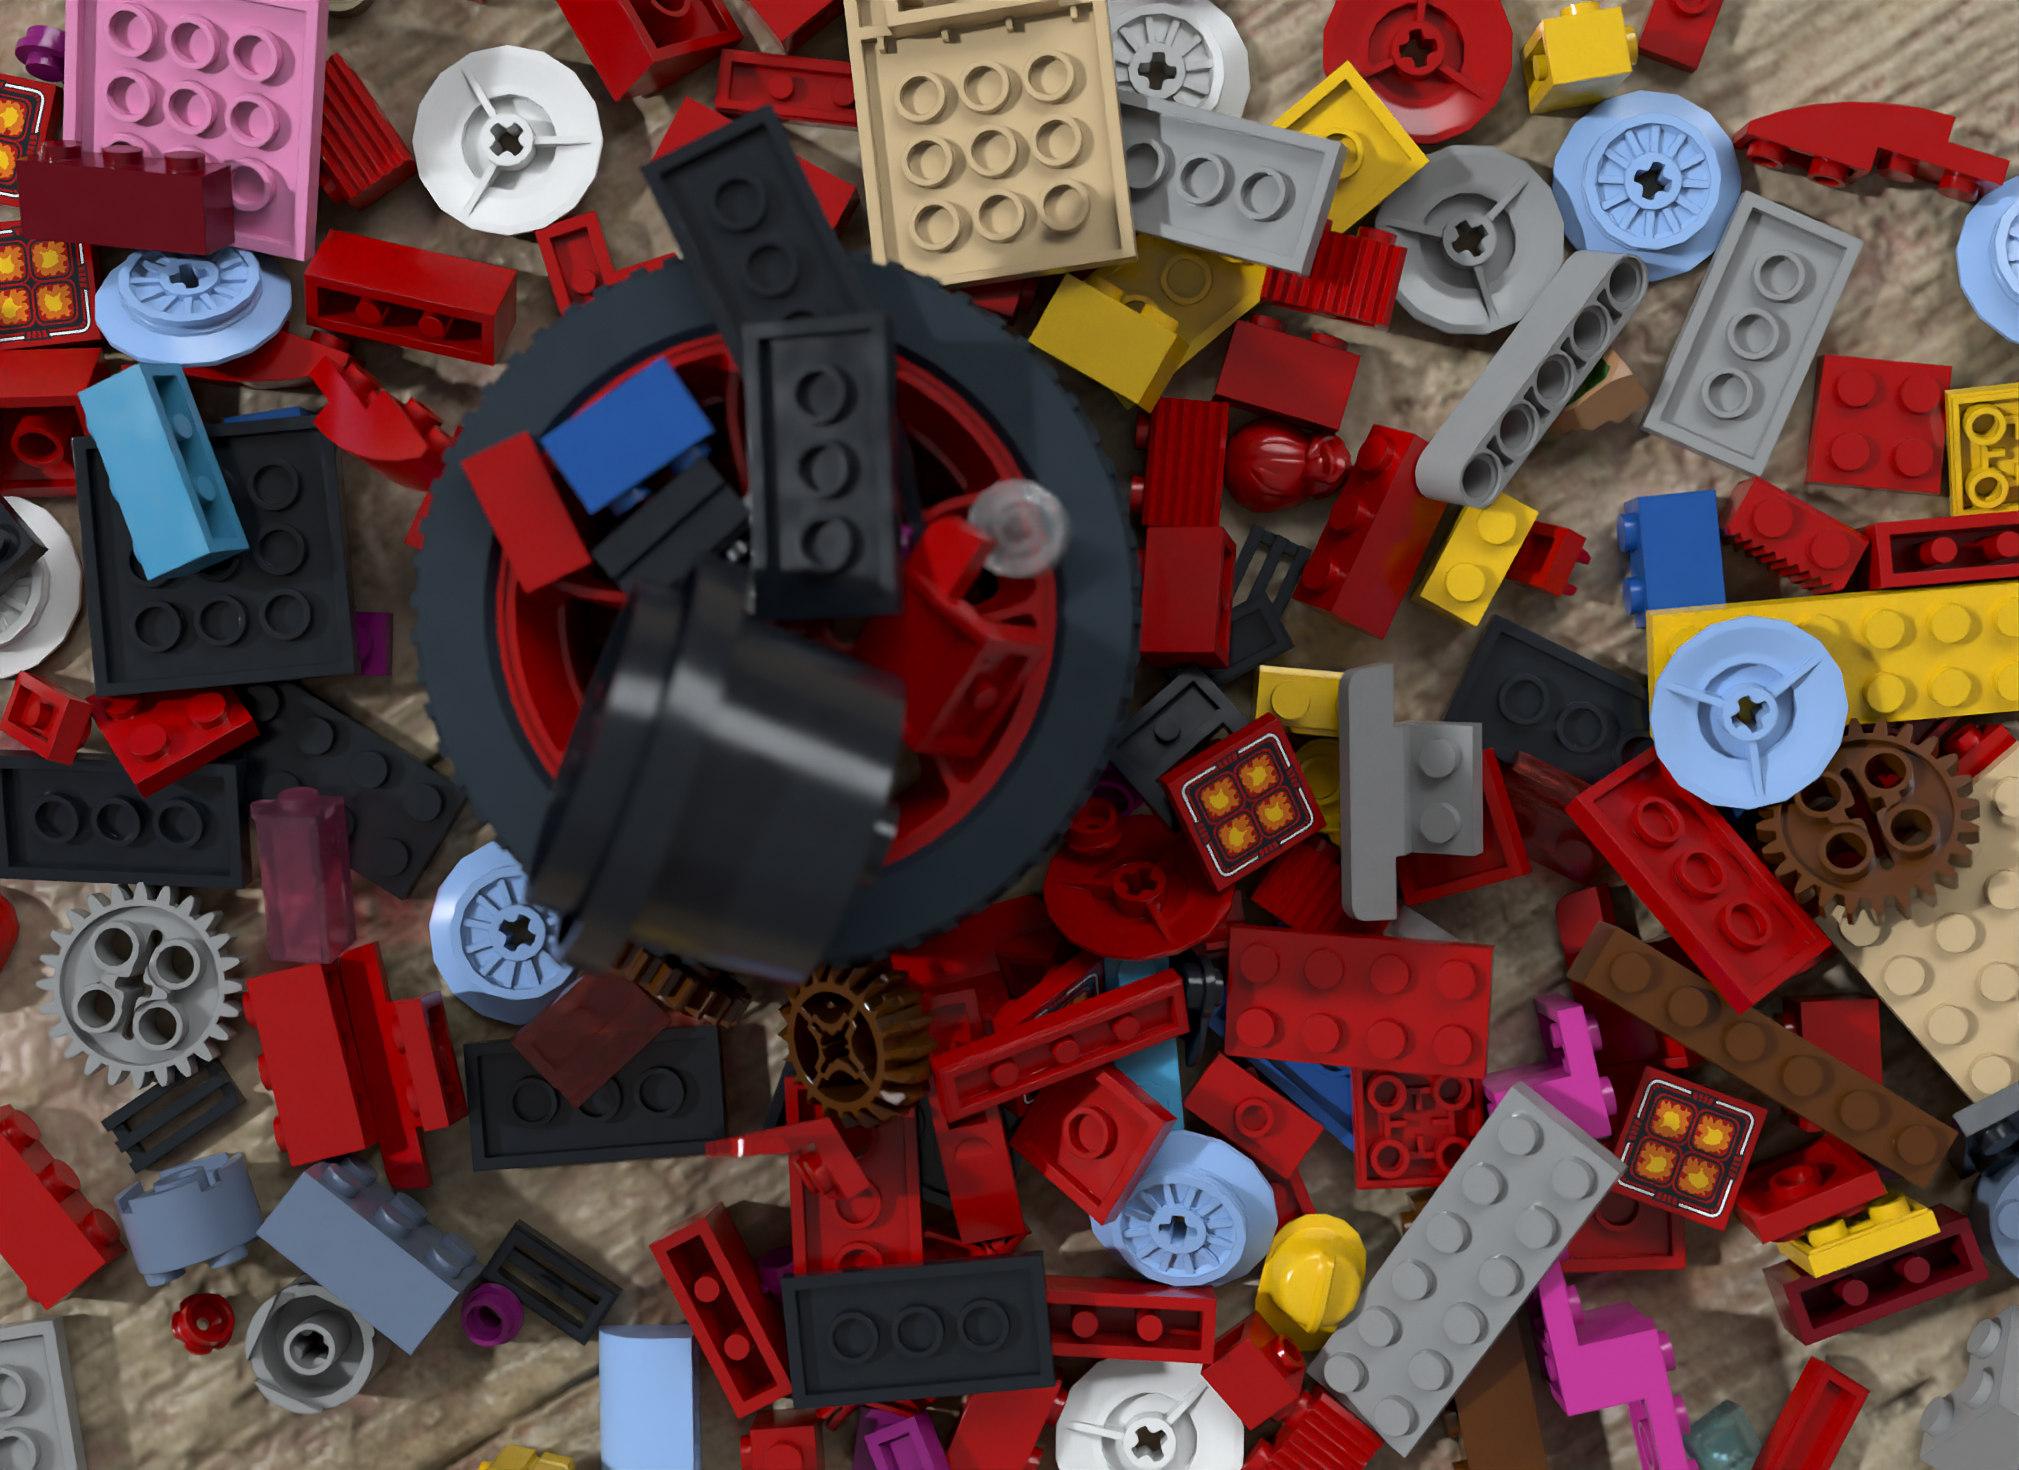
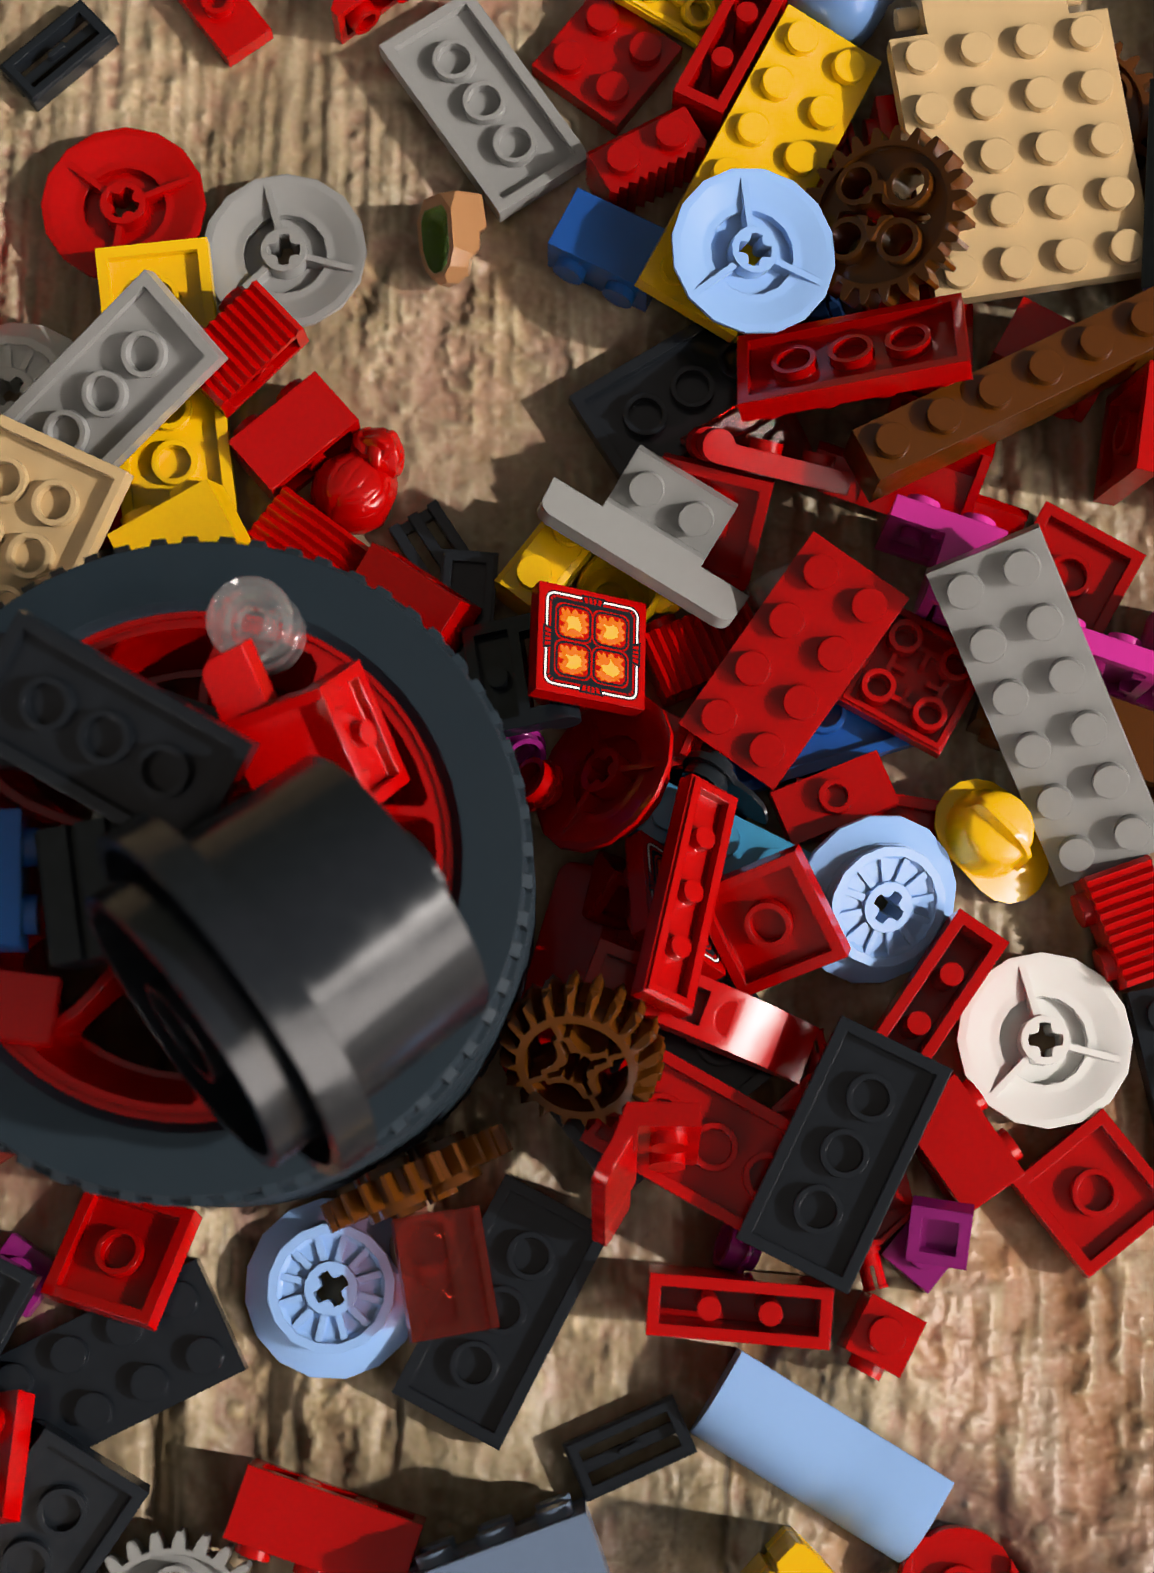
camera: 60 degrees left, 10 degrees down
(305, 876) = (172, 1432): clear pink brick -> none
(399, 735) = (121, 1258): none -> red plate
(404, 1063) = (375, 1453): red plate -> none
(481, 1324) = (629, 1528): magenta plate -> none
(1256, 1371) = (1037, 920): red brick -> none
(1372, 536) = (452, 439): red brick -> none
(1473, 560) = (516, 385): yellow brick -> none
(1531, 378) = (412, 263): light grey beam -> none
(1544, 854) = (766, 459): none -> red plate
(1548, 559) = (551, 337): red tile -> none
(1577, 57) = (205, 96): yellow brick -> none
(1622, 142) = (325, 147): light blue piece -> none
(1685, 1146) = (1052, 485): tile -> none

